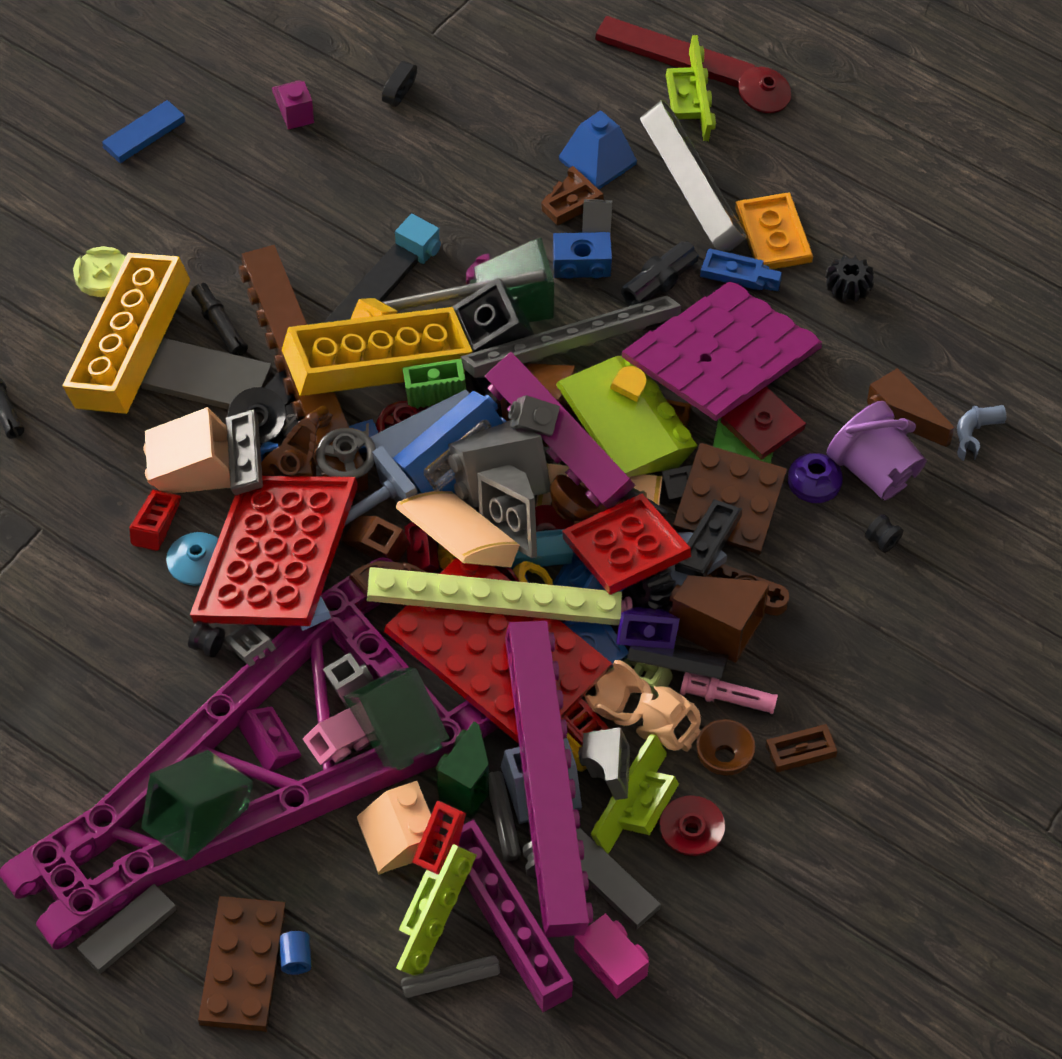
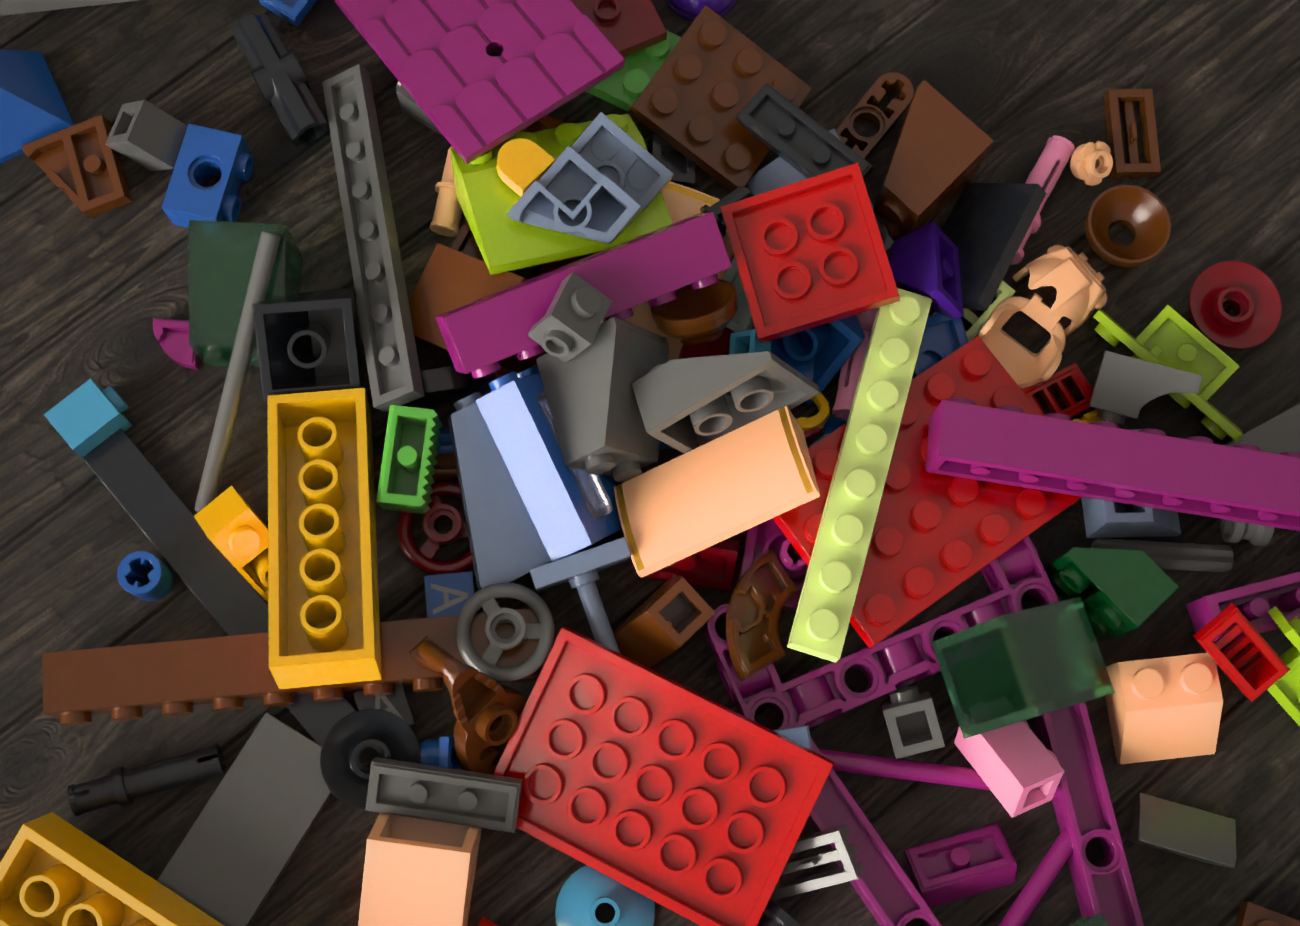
camera: 80 degrees left, 20 degrees up
(322, 859) = (1184, 831): none -> dark grey slope
(333, 287) = (130, 576): none -> blue gear
(630, 422) = (594, 185): none -> sand blue slope
(775, 722) = (1091, 162): none -> light nougat plate

